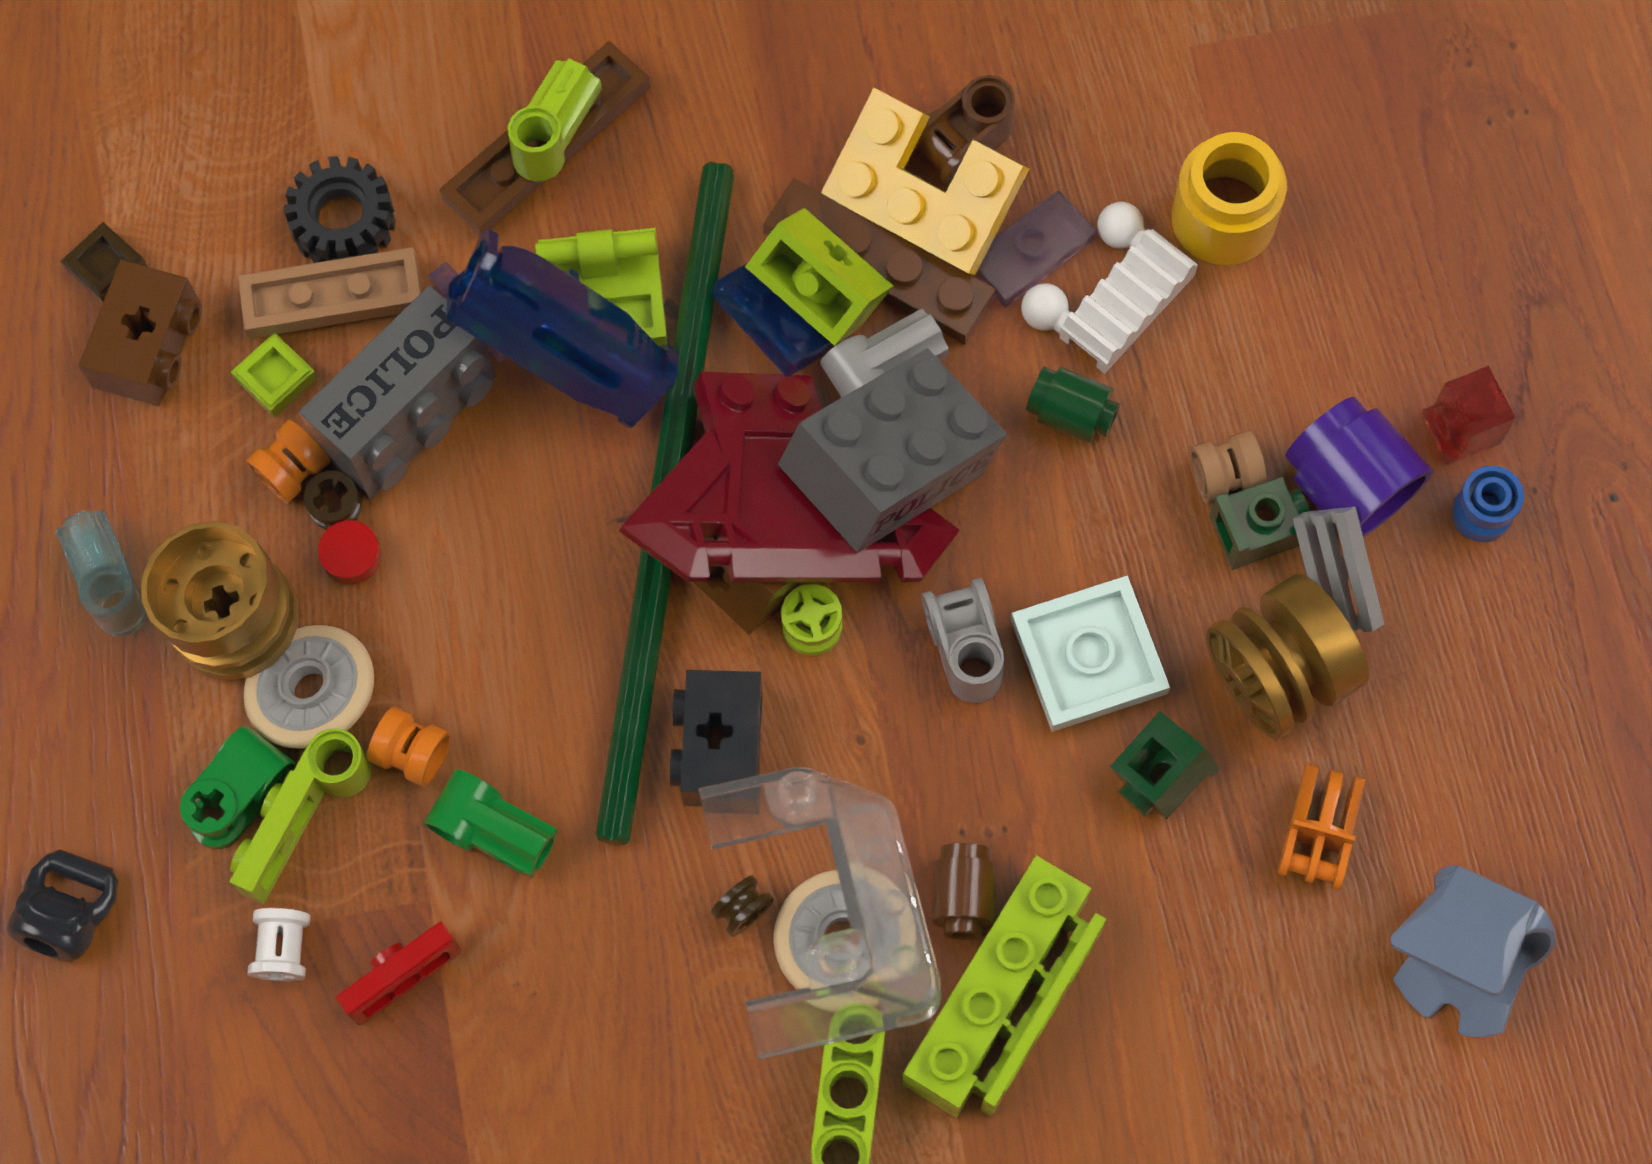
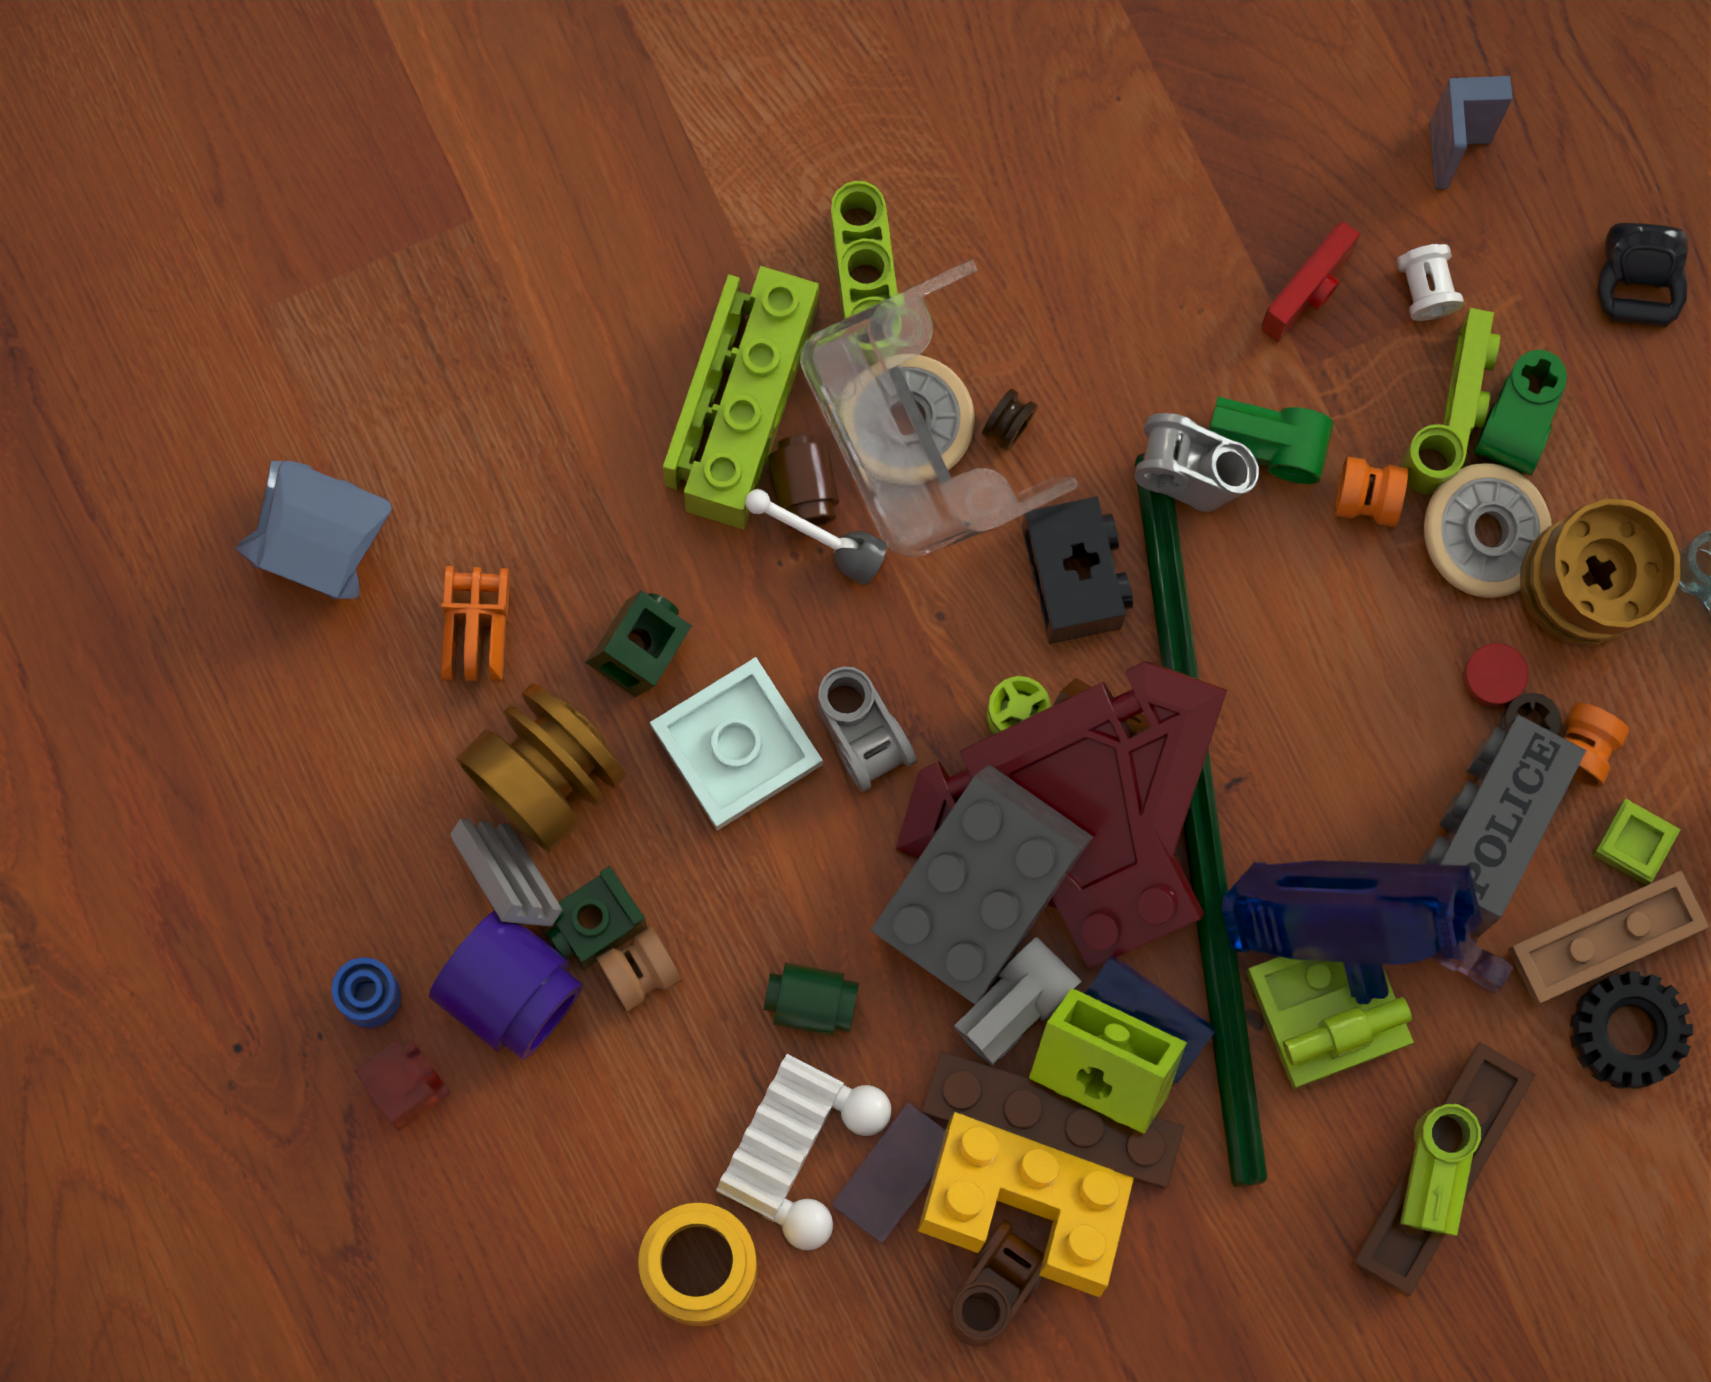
camera: 160 degrees right, 5 degrees up
(204, 1093) = (1466, 115): none -> sand blue panel
(579, 807) = (1194, 463): none -> light grey piece
(930, 806) = (855, 553): none -> hinge

